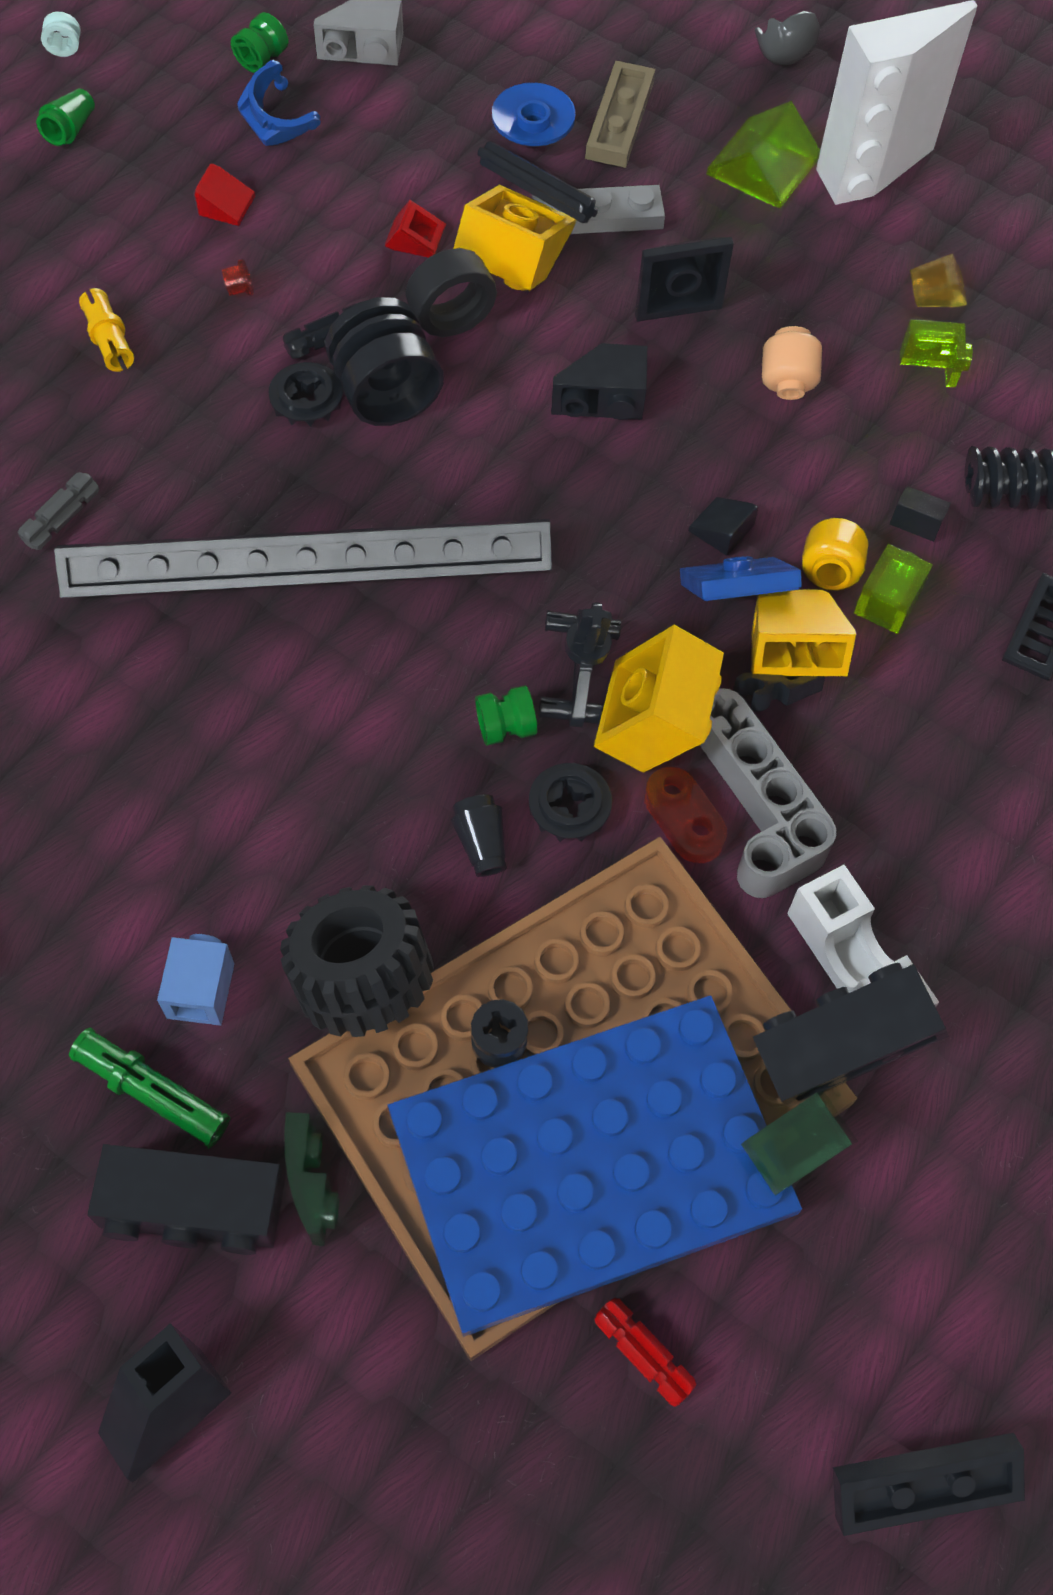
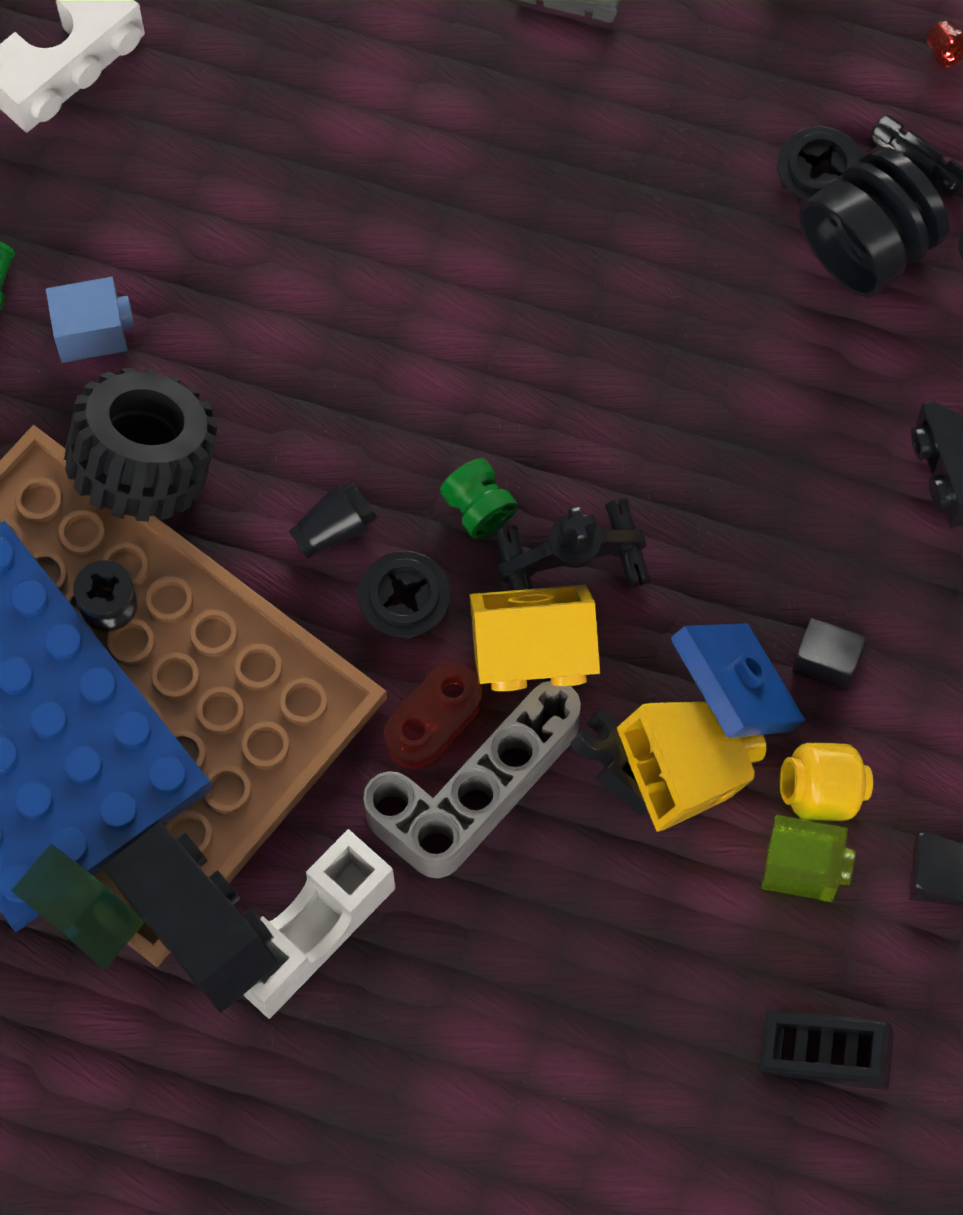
camera: 75 degrees right, 5 degrees up
(303, 557) = (603, 251): plate -> none

